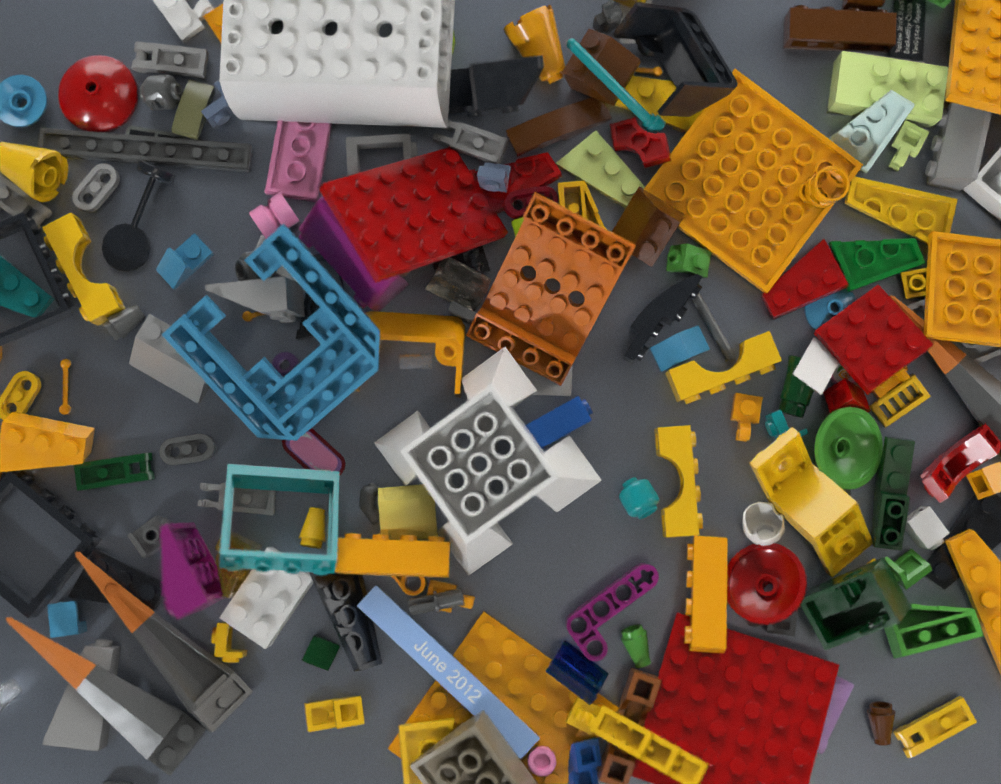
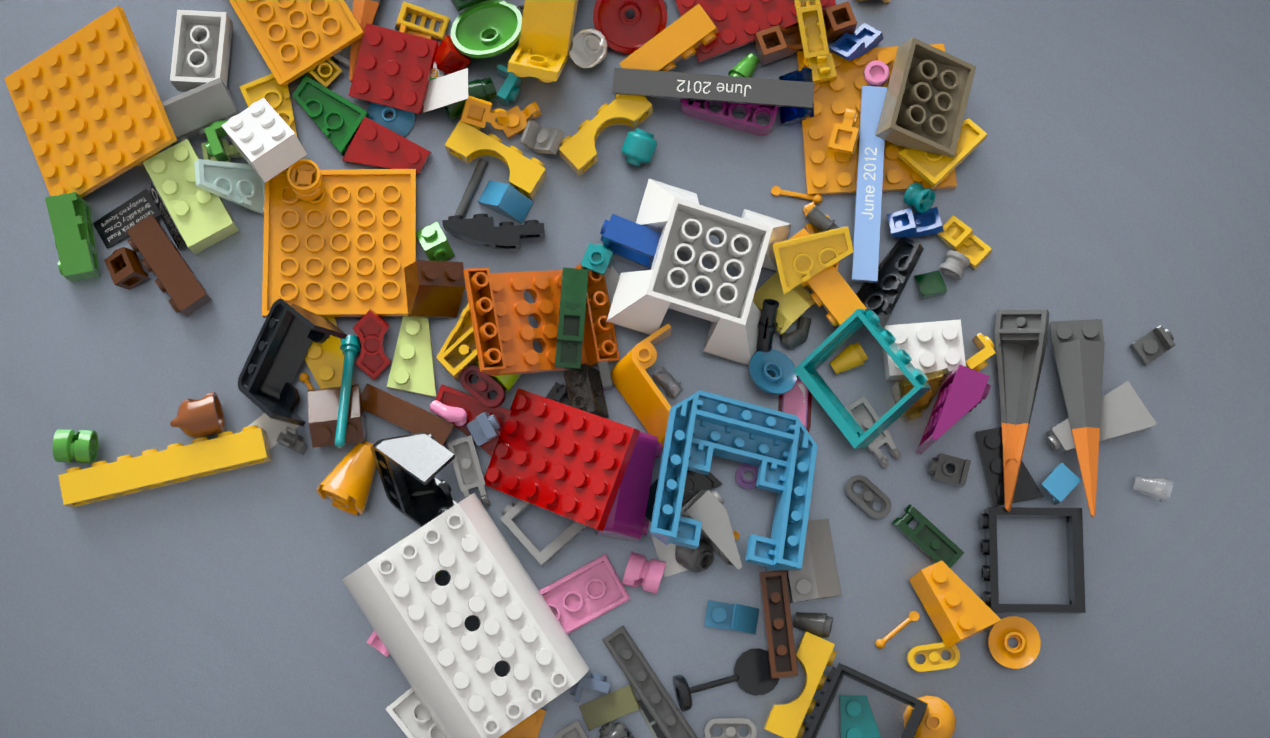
camera: 125 degrees left, 5 degrees down
(138, 285) = (778, 624): none -> reddish brown brick
(319, 687) = (954, 265): none -> light grey wheel
(353, 465) = (774, 364): none -> dark azure dish
(384, 680) = (910, 224): none -> blue slope
(401, 488) = (769, 311): none -> black pin
(402, 706) = (919, 197): none -> teal wheel
(418, 559) = (808, 255): none -> yellow wing
(505, 684) = (845, 136): none -> light orange plate
(508, 587) = (776, 191): none -> light orange hinge
(529, 158) = (449, 413): none -> bright pink arm
(529, 316) = (571, 318): none -> dark green slope
(565, 382) = (597, 258): none -> teal bracket
(638, 601) = (713, 88): none -> dark grey tile
(712, 420) = (542, 139): none -> light grey bracket
(775, 381) = (479, 112): none -> light orange plate
(889, 174) = (264, 139): none -> white brick
(918, 138) = (214, 145): none -> bright green bracket

